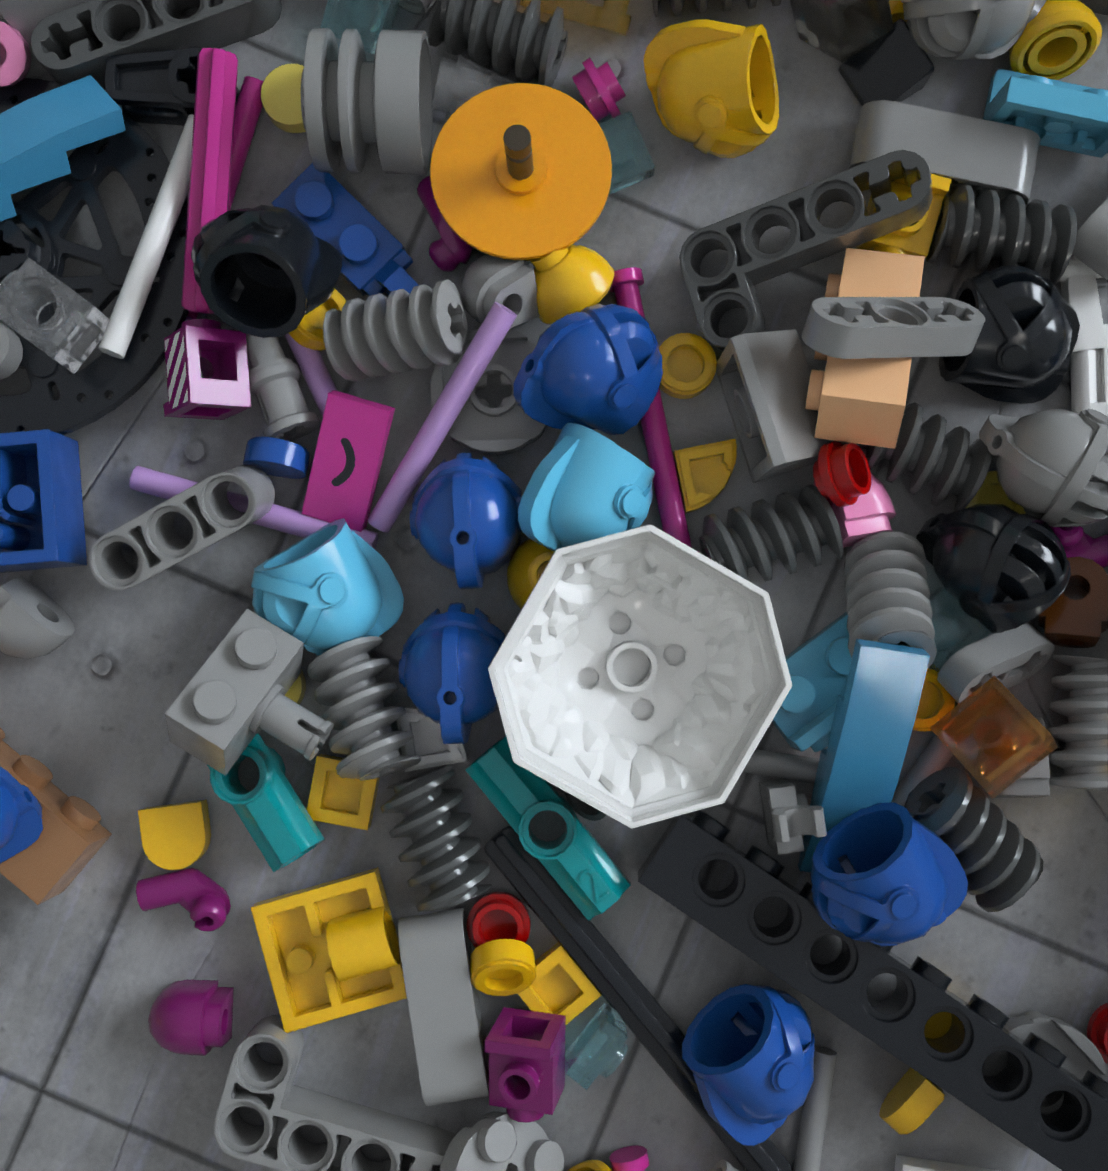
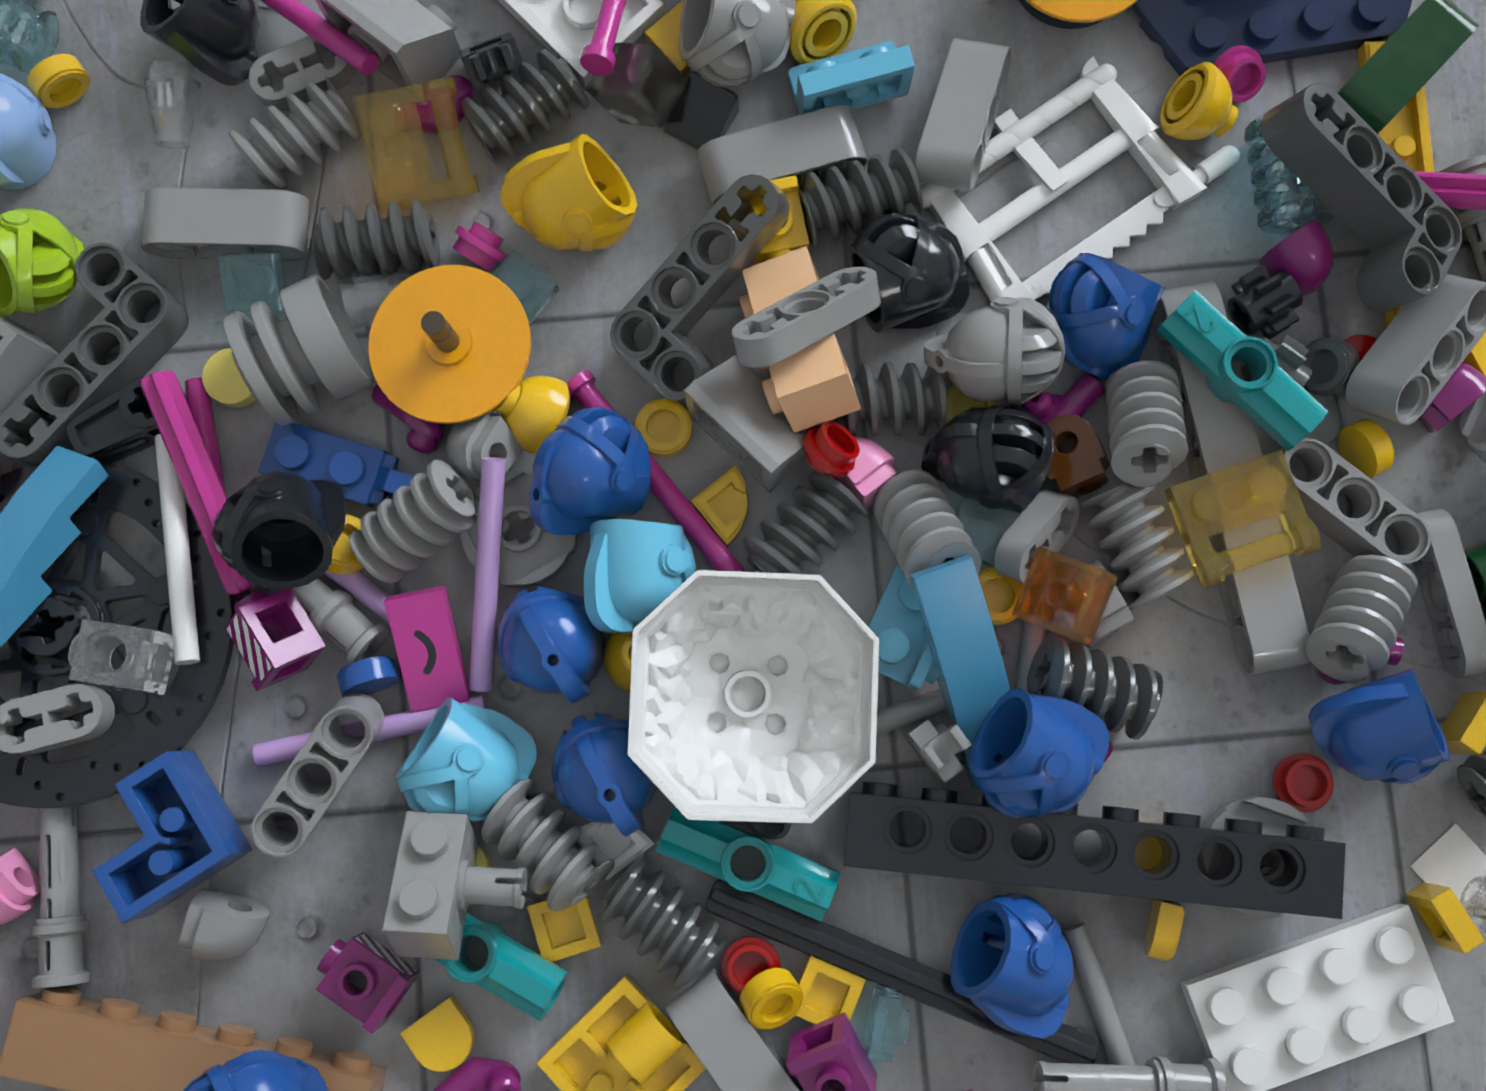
camera: 30 degrees left, 5 degrees down
(150, 749) = (385, 973): none -> magenta brick

